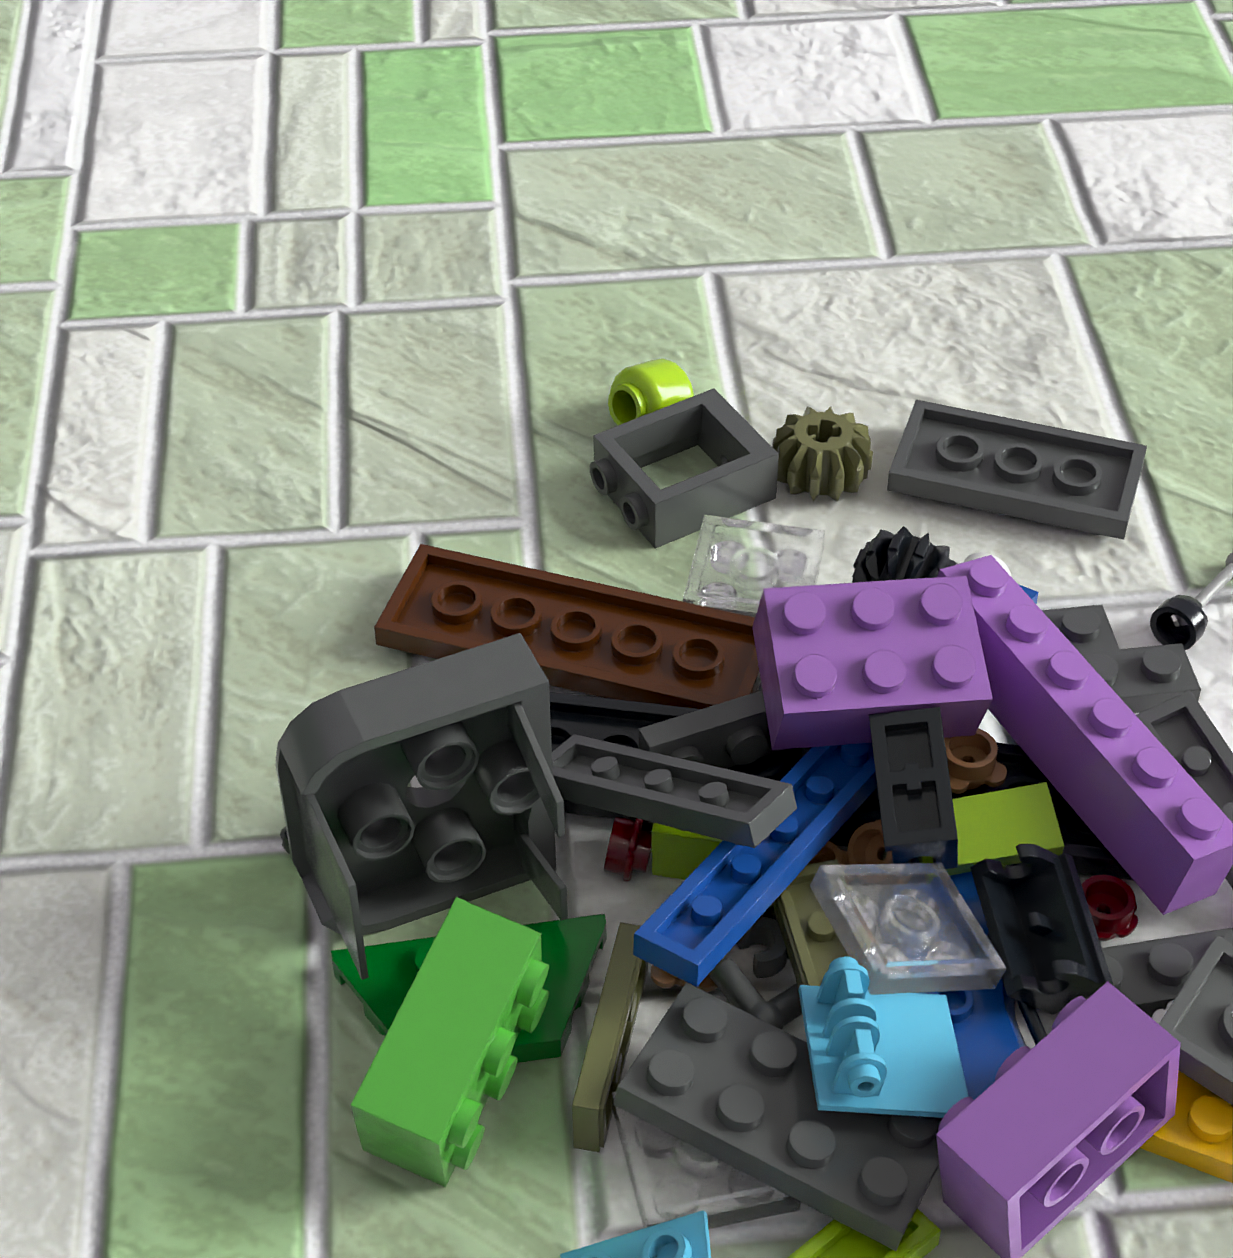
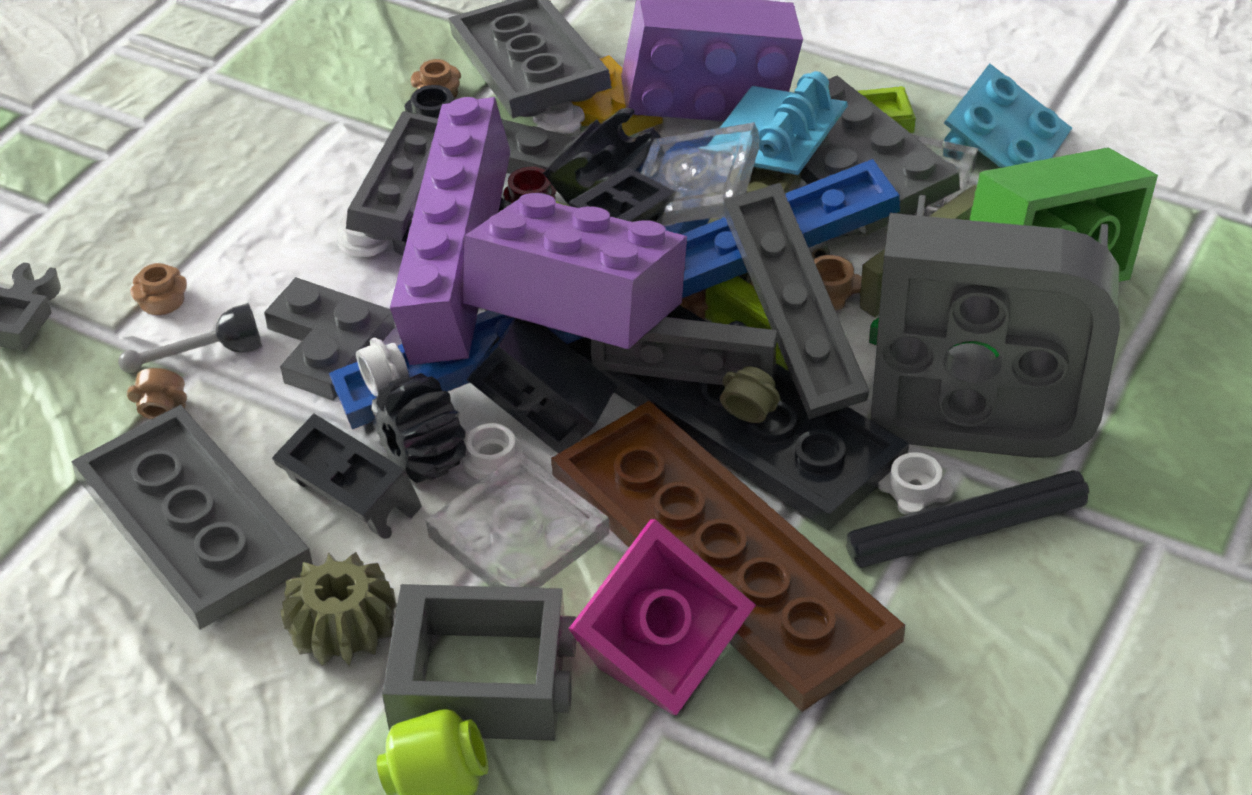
camera: 145 degrees left, 0 degrees up
(563, 529) = (660, 619): none -> dark pink slope
(634, 710) = (749, 394): none -> olive plate
(949, 518) = (348, 473): none -> black hinge
(1168, 537) = (157, 392): none -> medium nougat plate

